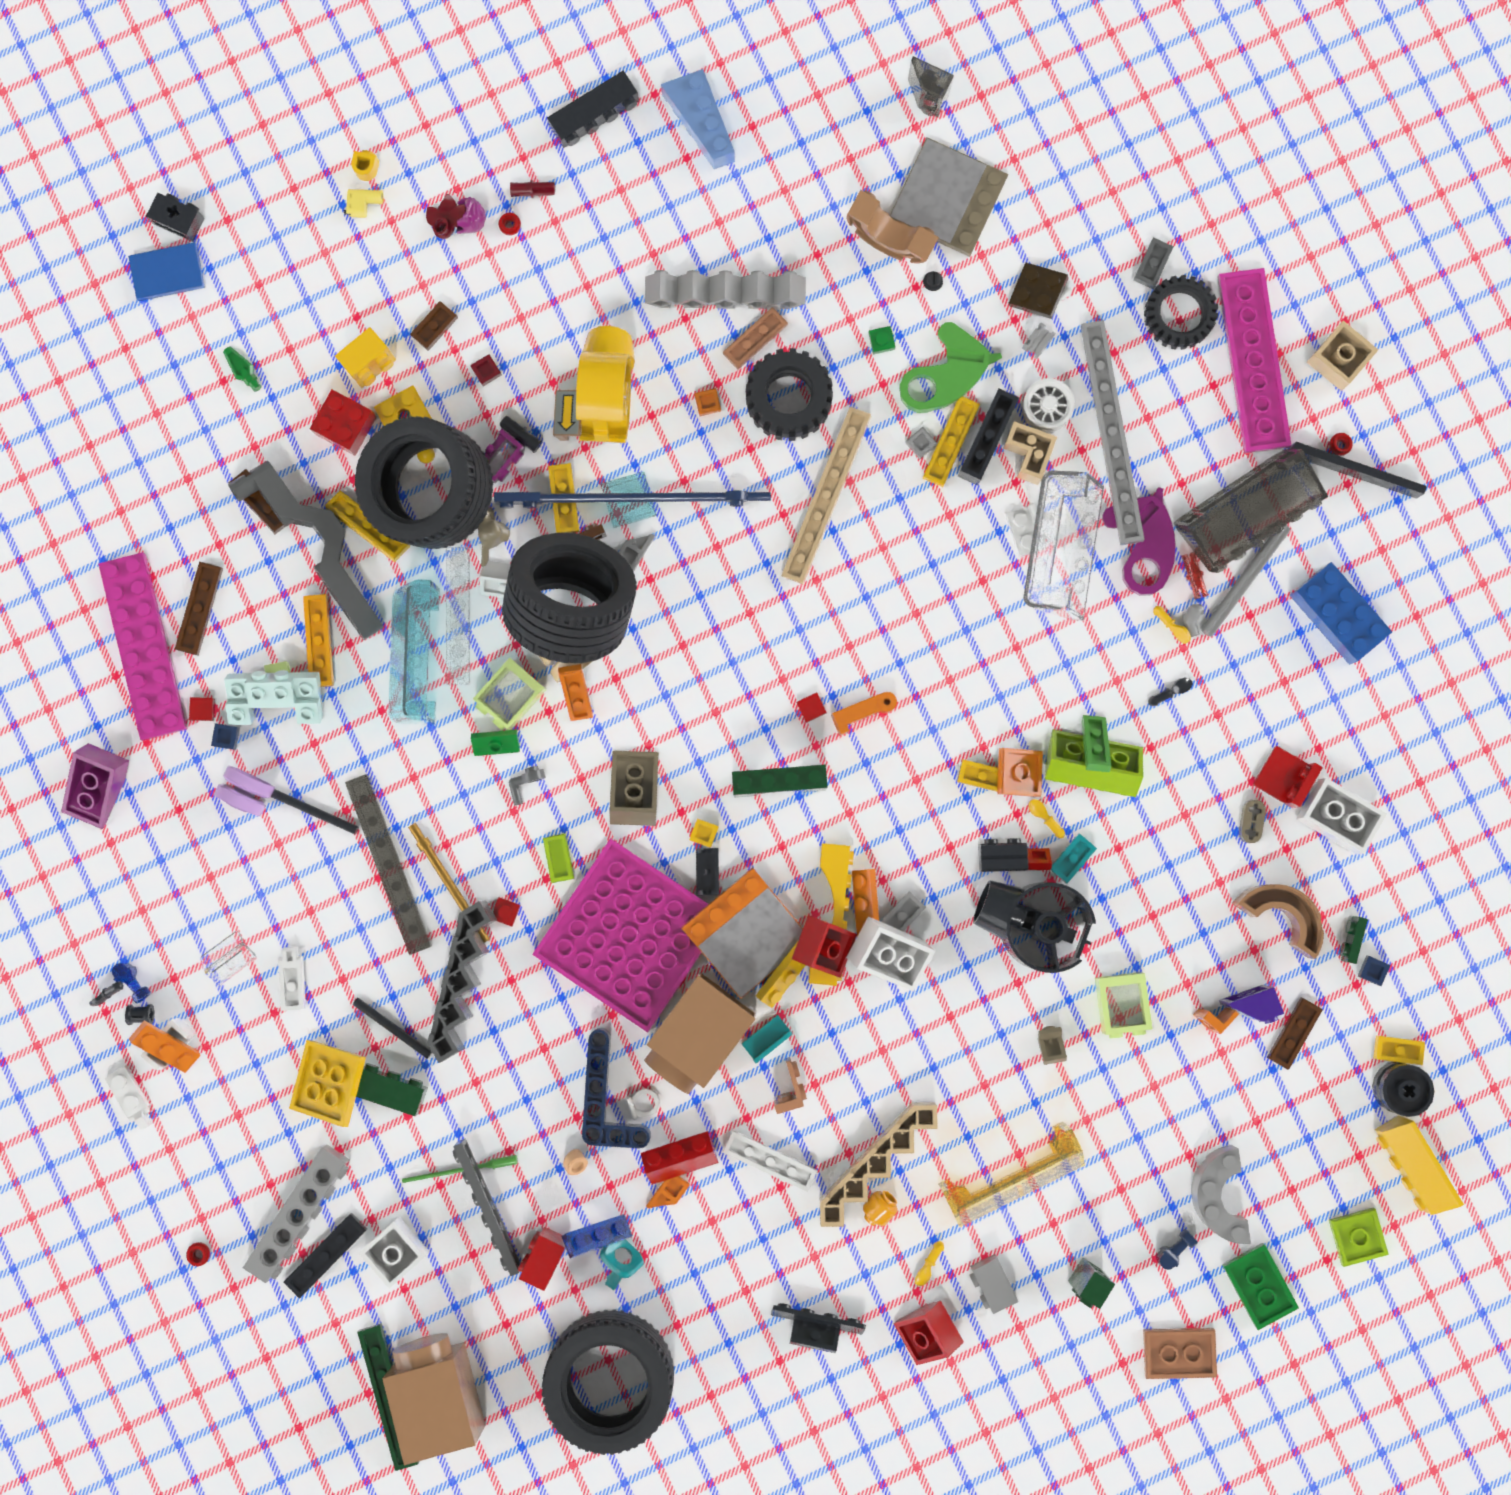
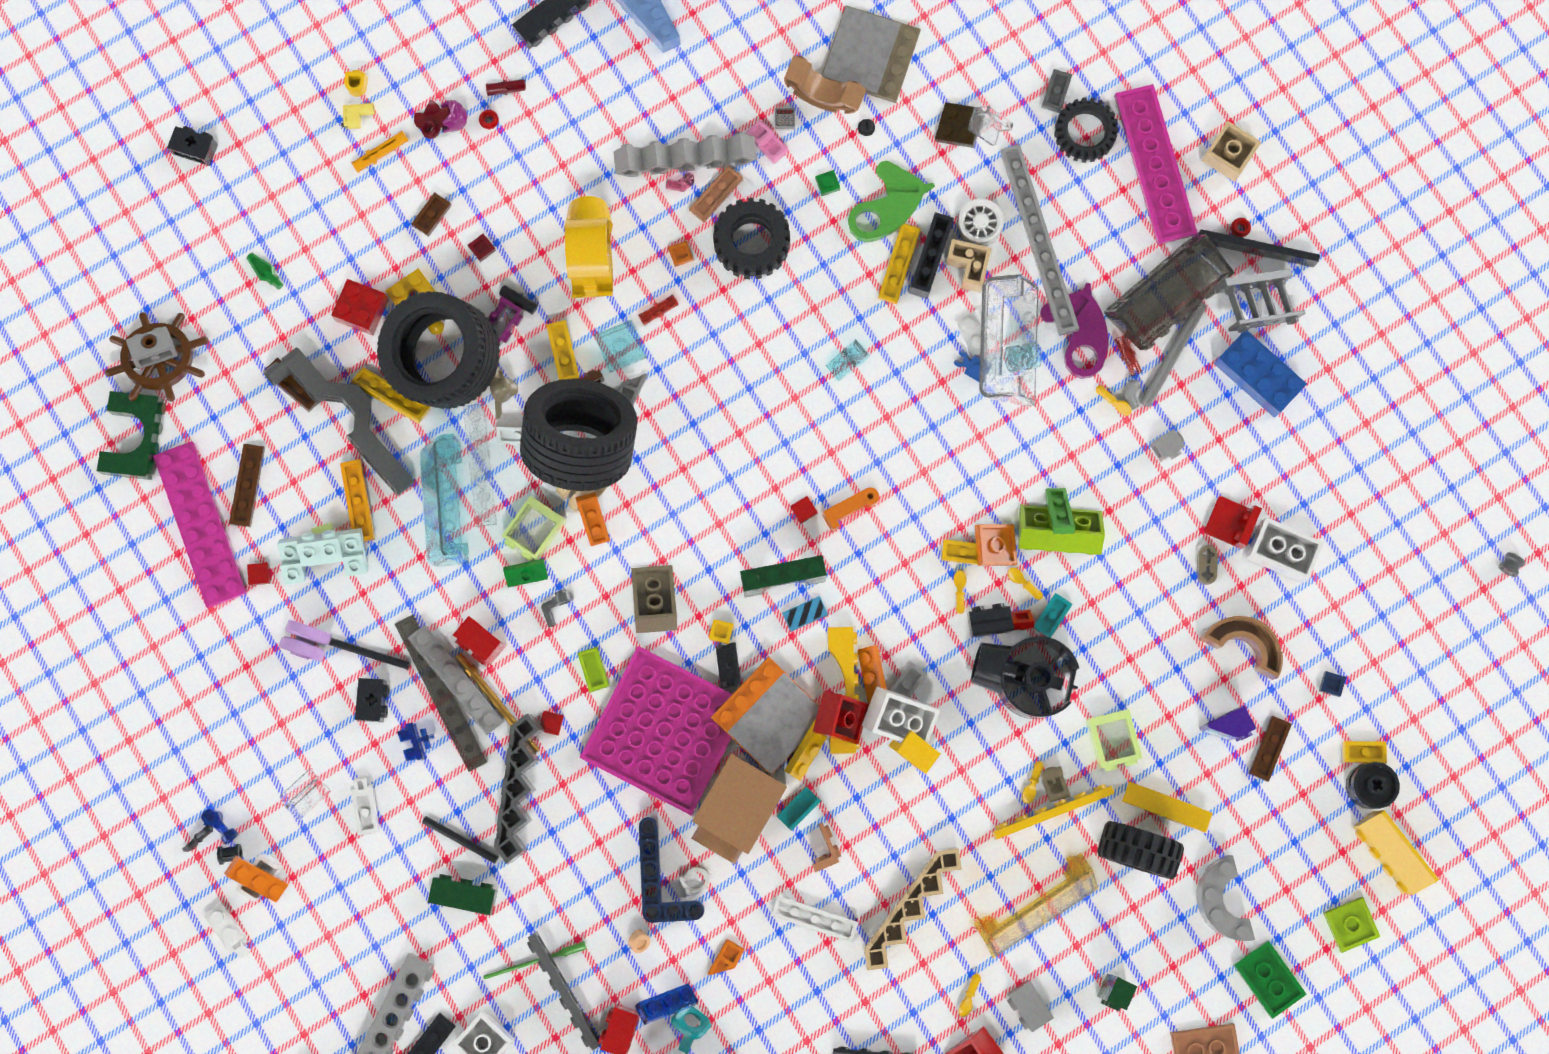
camera: 10 degrees left, 5 degrees down
(83, 568) = (139, 462): none -> dark green arch
(93, 784) = (168, 652): magenta slope -> none
(109, 442) = (154, 348): none -> reddish brown brick
(166, 271) = (189, 194): blue tile -> none
(225, 736) = (282, 595): dark blue plate -> none
(305, 875) = (366, 690): none -> black brick
(327, 1083) = (407, 895): yellow plate -> none
(352, 906) = (417, 751): none -> clear blue hips
(366, 358) = (374, 248): yellow brick -> none
(383, 247) = (380, 151): none -> light orange pin
(405, 852) = (455, 680): none -> light grey plate
(435, 813) = (479, 640): none -> red brick
(532, 499) = (534, 355): dark blue bar -> none
(565, 415) = (557, 280): panel -> none
(675, 463) = (658, 310): none -> clear red pin
(679, 1157) = (732, 925): red brick -> none
(718, 323) = (682, 184): none -> clear pink arm
(799, 824) = (805, 614): none -> dark azure tile
(819, 285) = (767, 142): none -> bright pink slope
(826, 495) = (795, 322): tan plate -> none
(842, 260) = (784, 118): none -> light grey tile
(880, 544) = (848, 359): none -> clear light blue plate
(880, 1208) = (919, 949): light orange head -> none
(903, 993) = (916, 751): none -> yellow panel
(921, 443) = (873, 268): light grey tile -> none
(975, 808) = (960, 582): none -> yellow piece
(1018, 567) = (972, 365): none -> blue plate
(1022, 1050) = (1029, 791): none -> yellow piece
(1038, 340) = (965, 167): light grey wheel -> none
(1055, 1072) = (1060, 808): none -> yellow plate
(1071, 292) = (988, 123): none -> clear panel
(1078, 565) = (1023, 357): none -> clear light blue wheel
(1137, 1132) = (1140, 849): none -> black tyre
(1169, 1256) = (1184, 962): dark blue leg -> none
(1173, 1085) = (1167, 807): none -> yellow slope
(1179, 687) = (1127, 454): black piece -> none
(1218, 1023) = (1195, 746): orange panel -> none
(1227, 683) = (1168, 445): none -> light grey brick
(1351, 947) = (1311, 651): dark green plate -> none
(1357, 510) = (1262, 282): none -> dark grey fence

